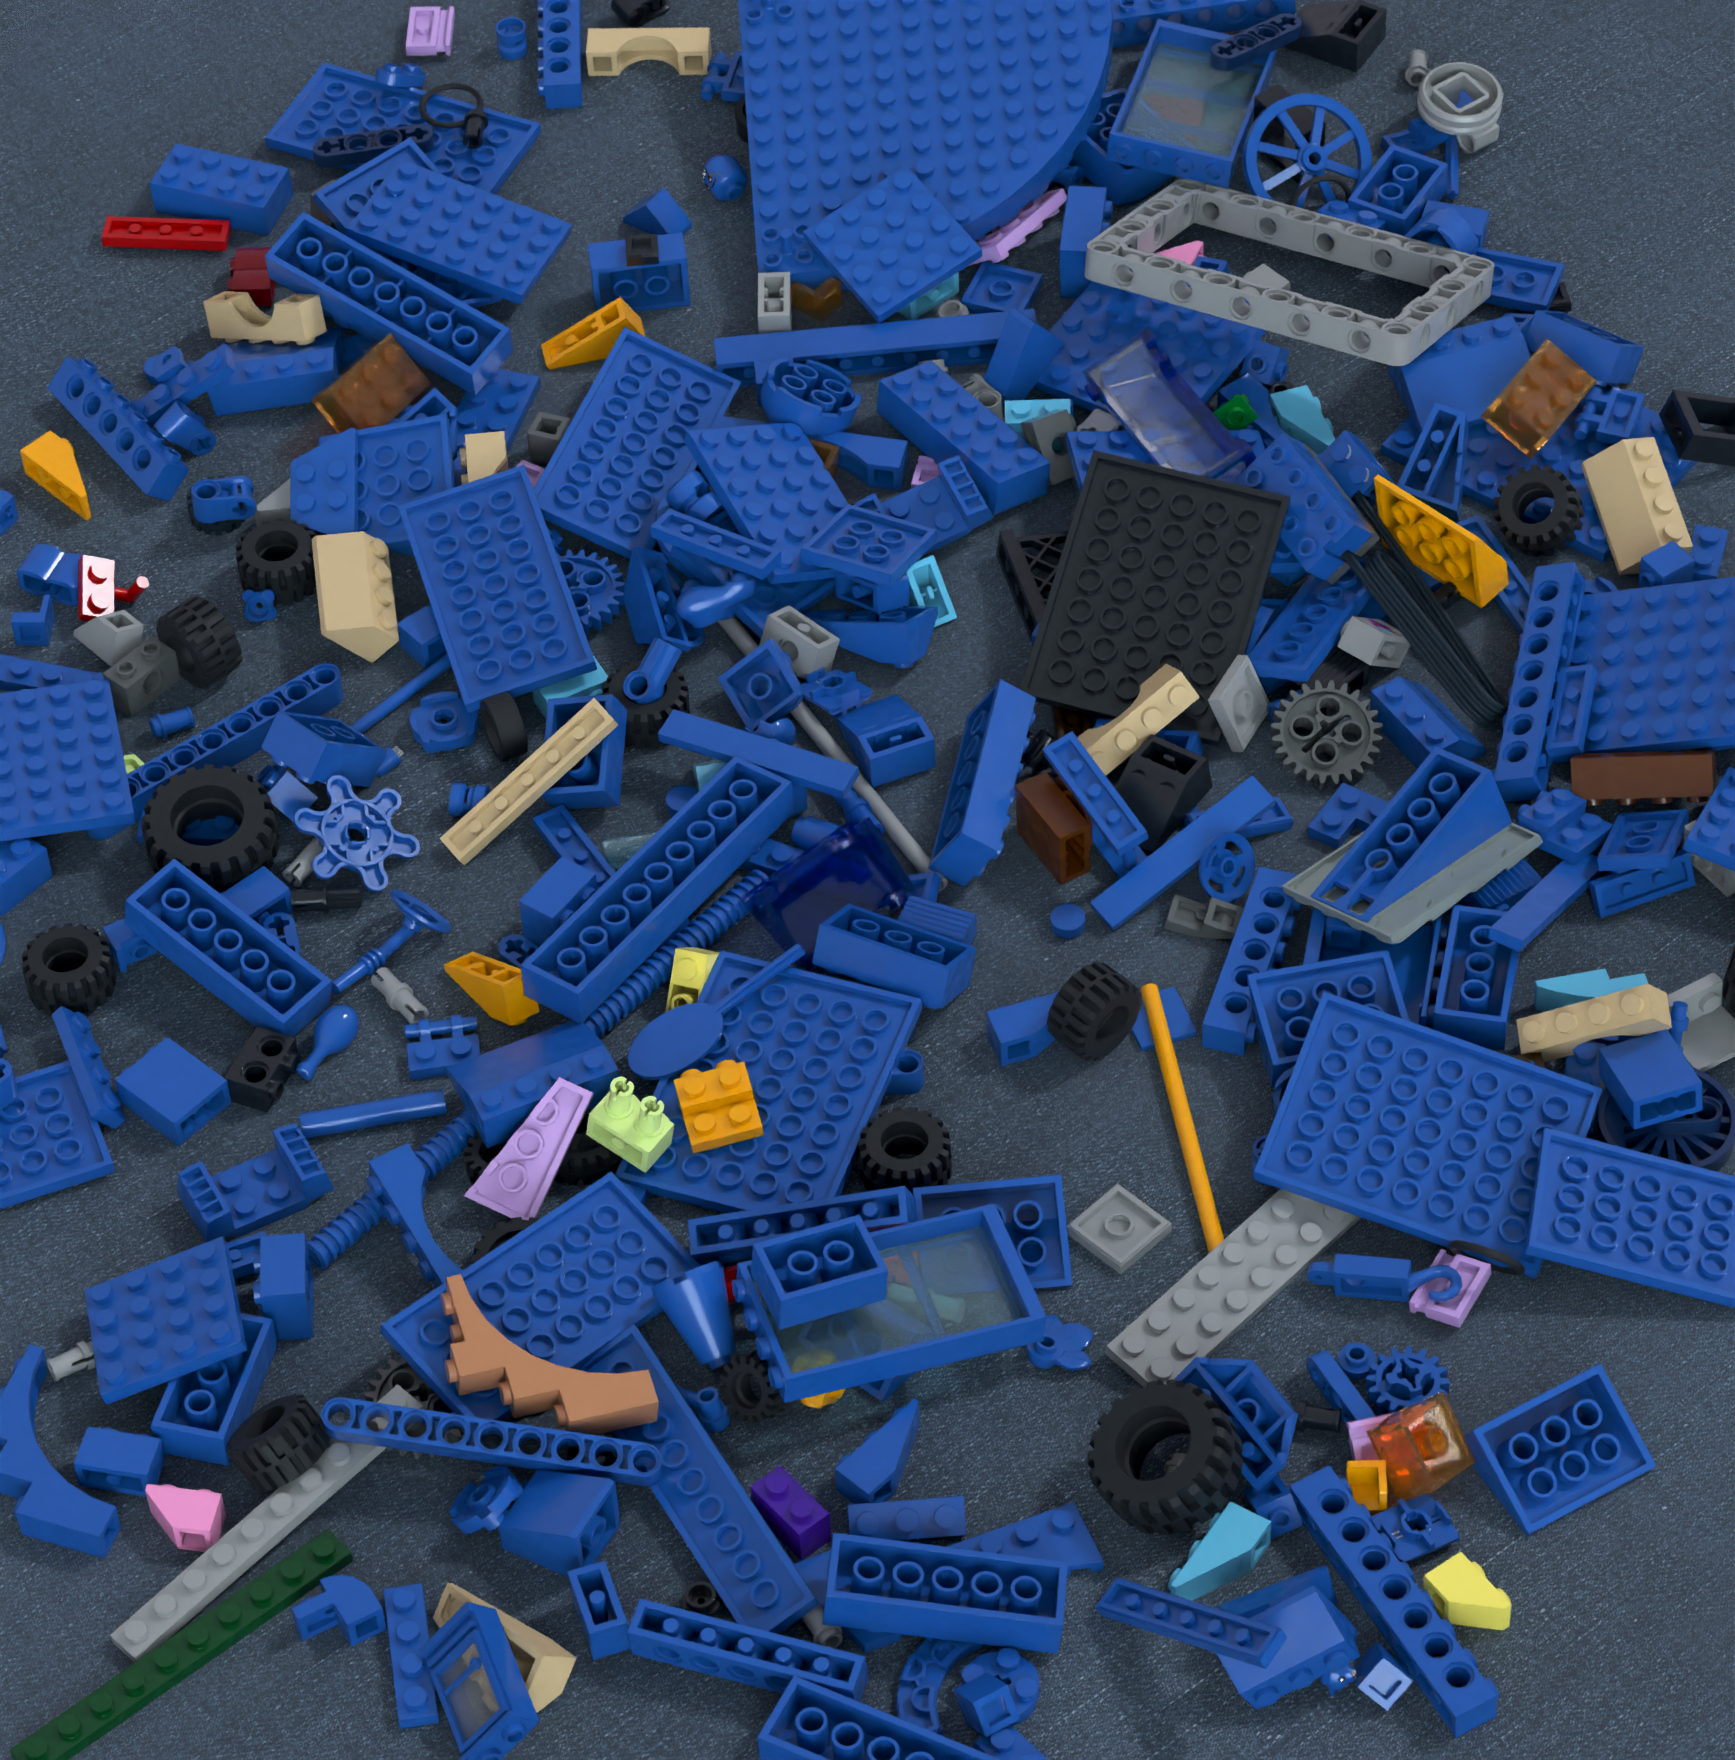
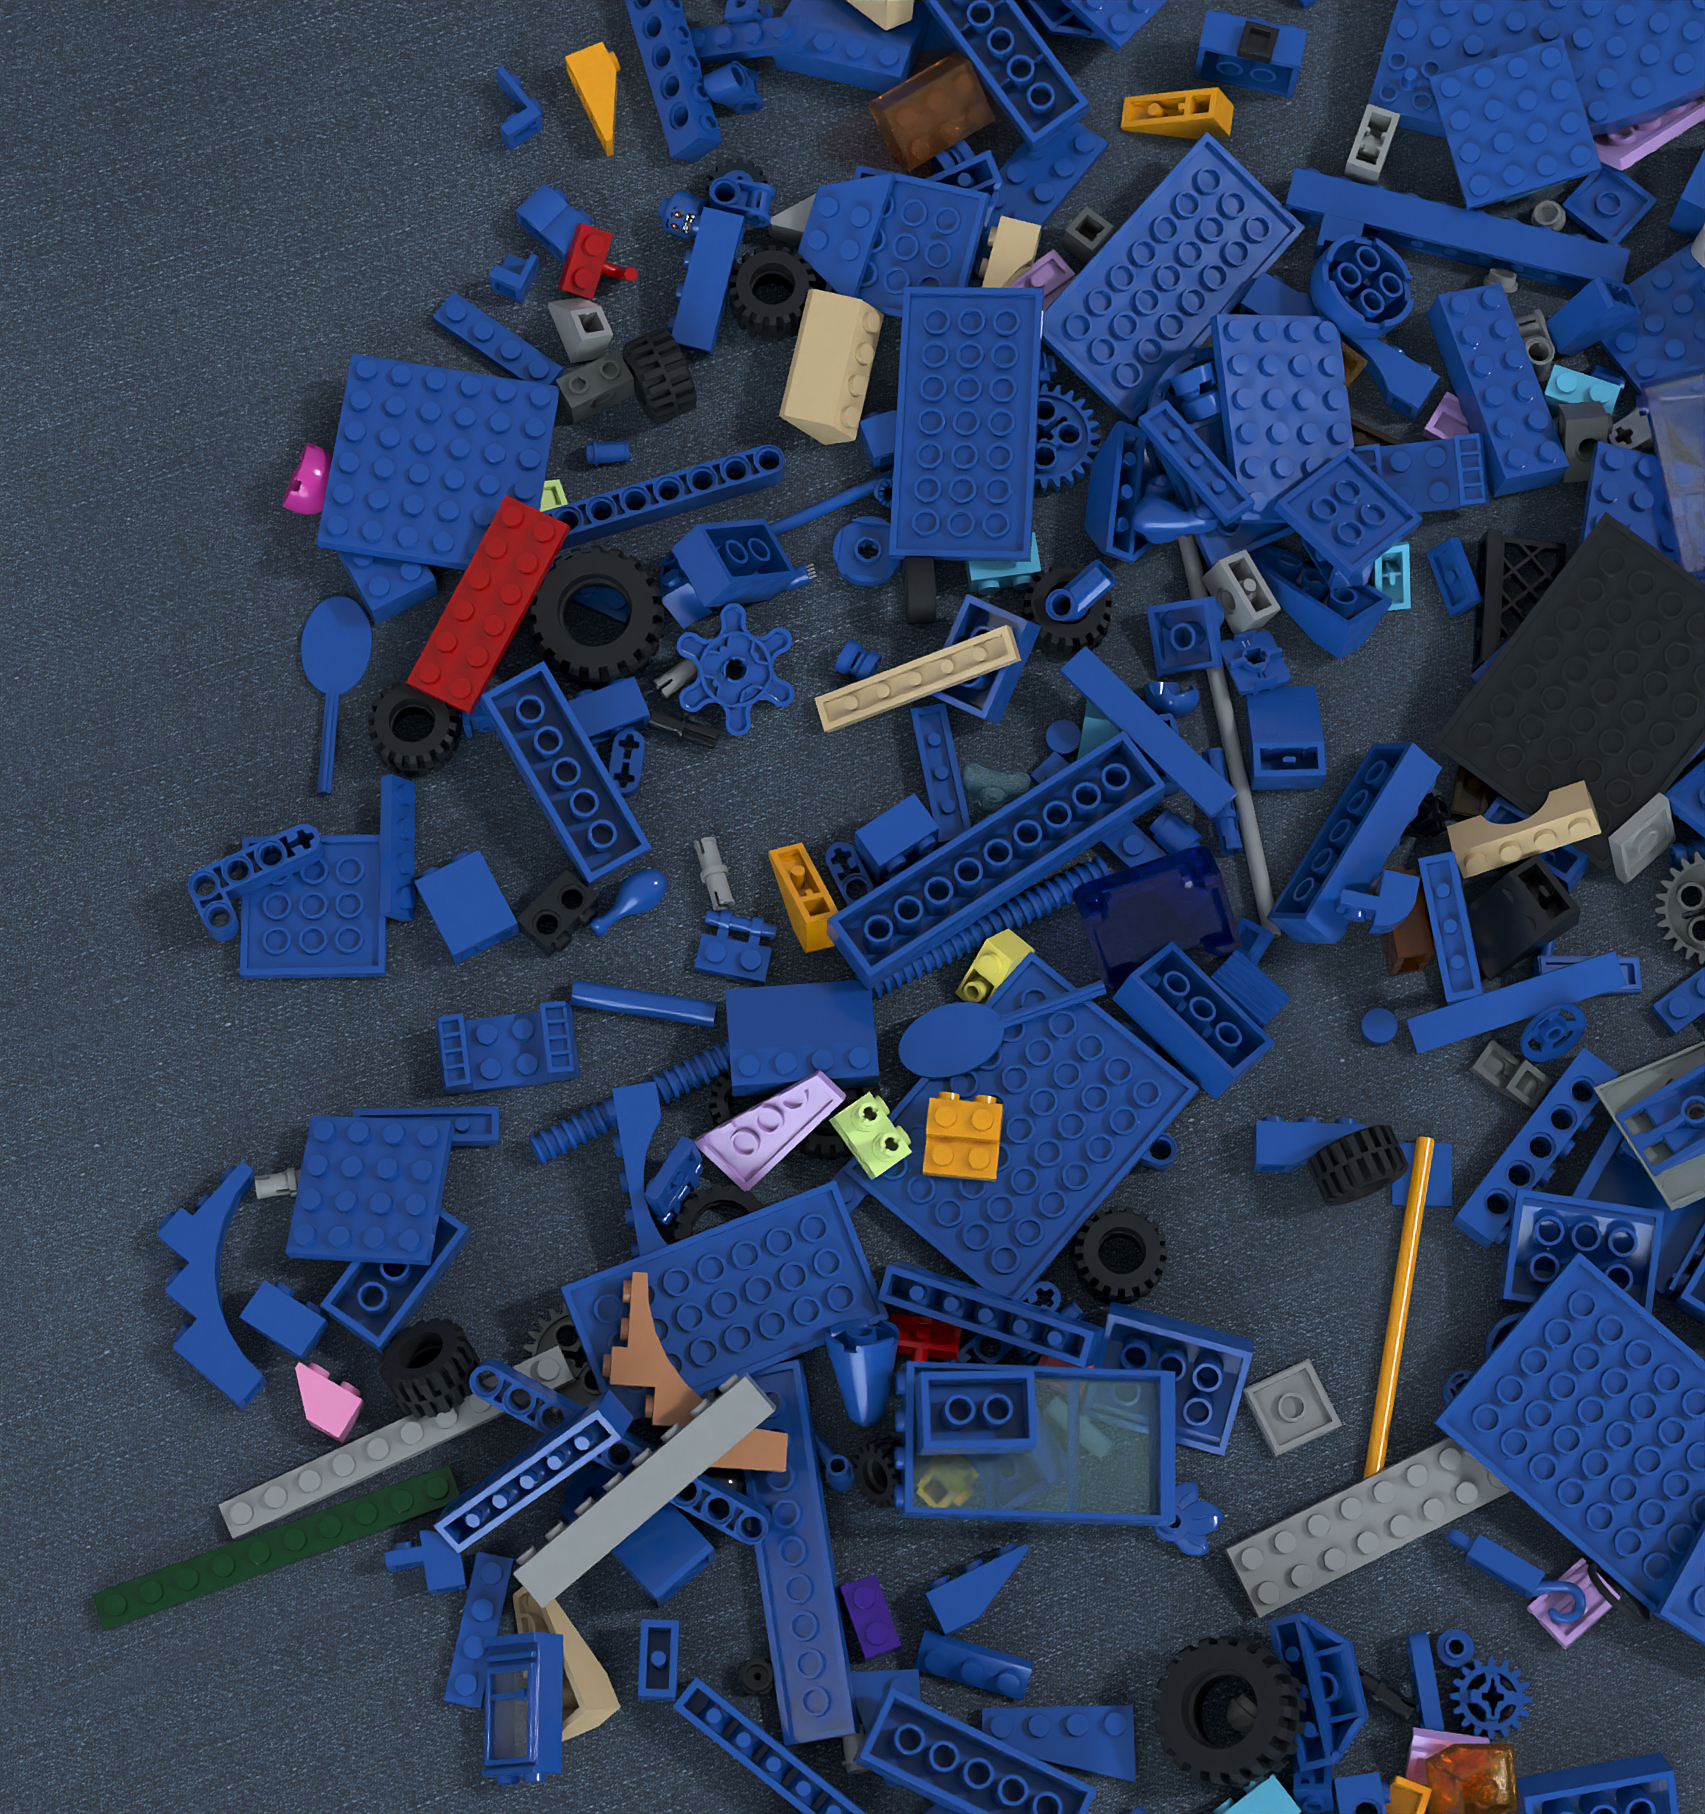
camera: 15 degrees right, 25 degrees up
(105, 841) = (488, 605): none -> red plate
(175, 532) = (679, 213): none -> blue head
(215, 557) = (706, 285): none -> blue brick
(255, 613) = (737, 338): blue plate -> none
(285, 1285) = (494, 1187): blue brick -> none
(412, 1472) = (533, 1471): none -> blue brick
(416, 917) = (754, 793): blue dish -> none
(438, 677) = (879, 487): none -> blue bush
(457, 1225) = (674, 1181): none -> blue plate
(526, 1450) = (644, 1489): none -> light grey brick
(818, 302) = (1420, 146): clear orange panel -> none
(985, 579) = (1454, 576): none -> blue plate
(1028, 800) = (1388, 908): none -> blue brick

